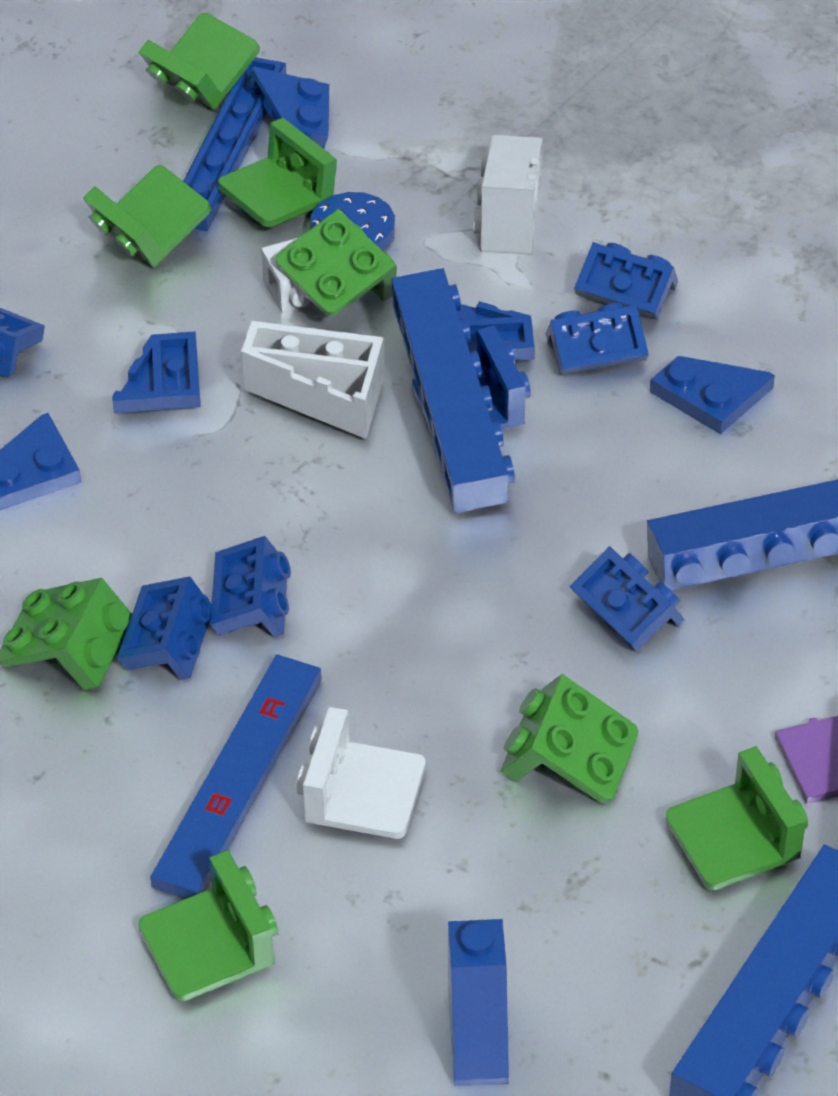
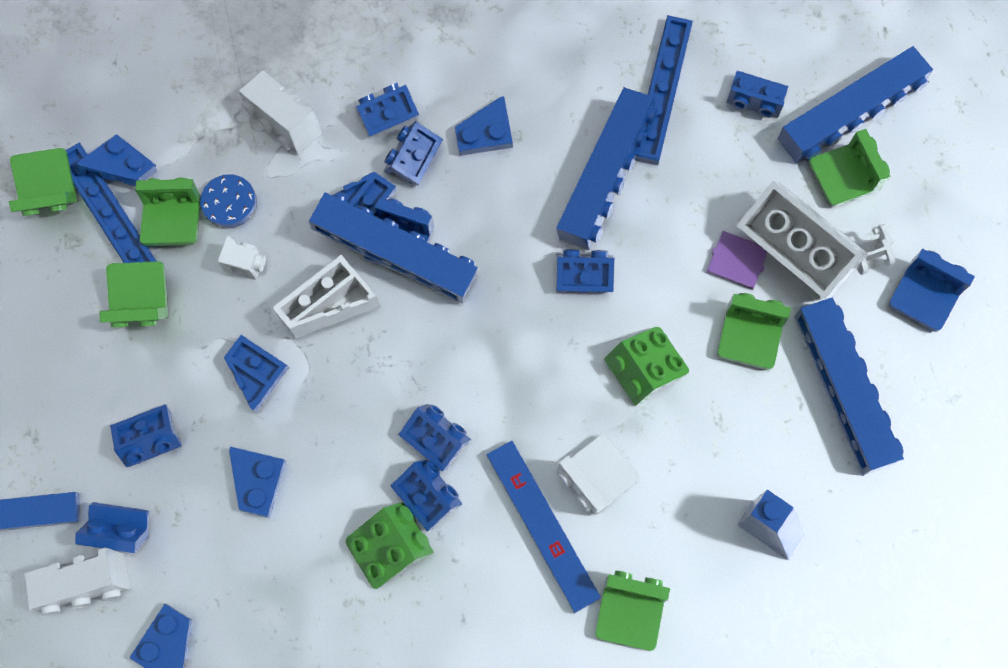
camera: 50 degrees left, 25 degrees up
(337, 264) = (263, 235): bright green bracket -> none

